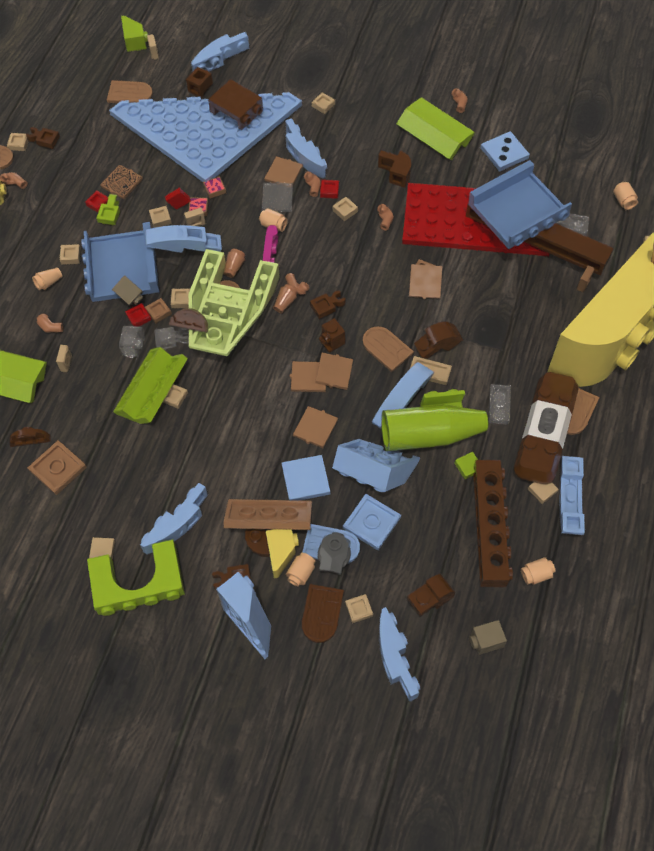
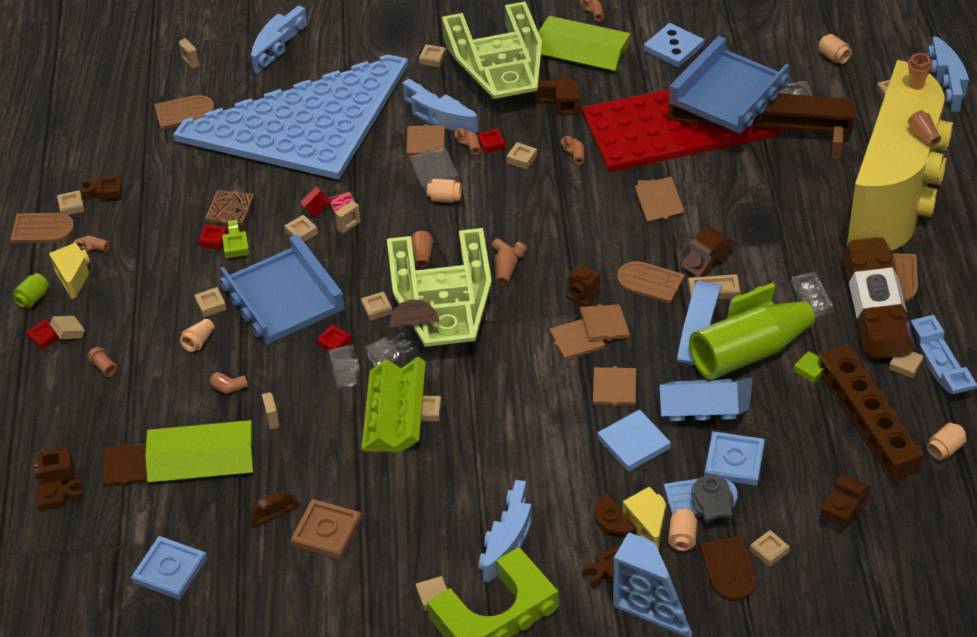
camera: 20 degrees left, 15 degrees down
(128, 291) = (312, 314): dark tan brick -> none
(134, 34) = (156, 46): lime slope -> none
(158, 310) = (357, 326): medium nougat tile -> none
(178, 237) = (346, 237): light blue slope -> none
(199, 81) = (269, 74): reddish brown brick -> none
(214, 187) = (351, 179): tile -> none
(236, 103) = (334, 79): reddish brown panel -> none
(268, 514) = (614, 486): medium nougat tile -> none
(271, 242) = (456, 219): dark pink hinge -> none
(326, 305) = (556, 259): reddish brown plate -> none
(363, 126) = (502, 62): none -> yellowish green wedge
(392, 647) = (830, 572): light blue slope -> none
(487, 637) = (930, 522): dark tan brick -> none
(640, 303) = (923, 127): none -> nougat cone

